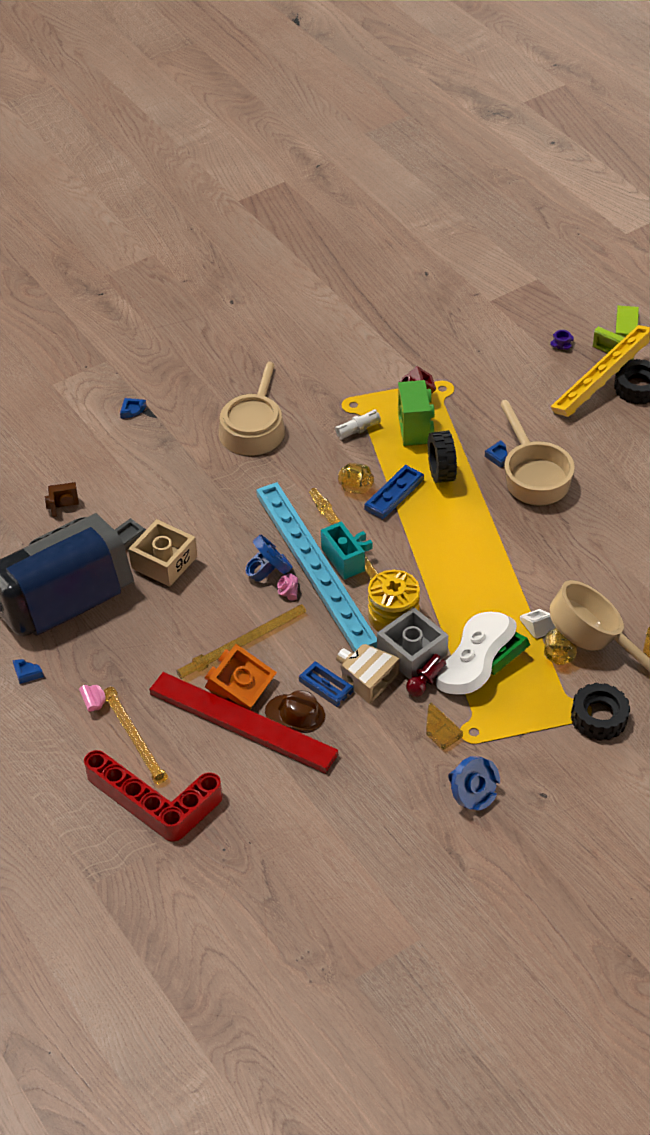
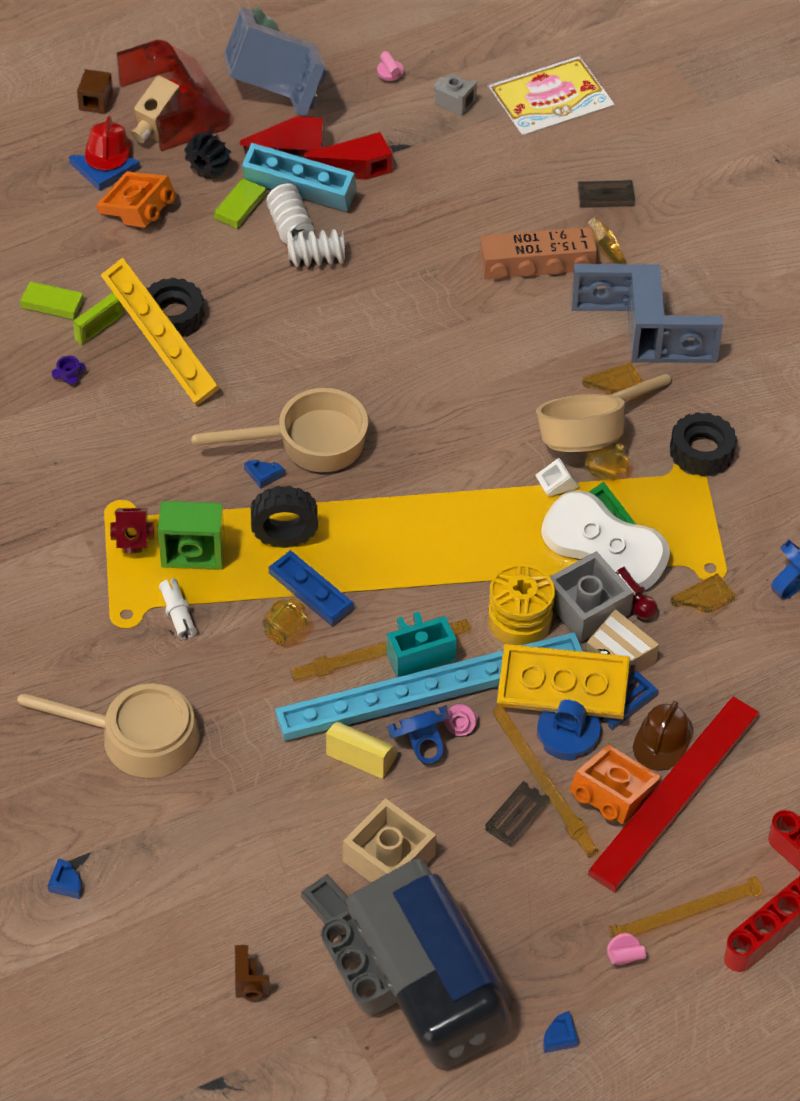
camera: 85 degrees left, 5 degrees up
(213, 626) = (508, 805): none -> clear smoke tile
(253, 523) = (360, 749): none -> light yellow brick
(290, 650) = (568, 731): none -> blue tile
(324, 634) = (545, 676): none -> yellow tile

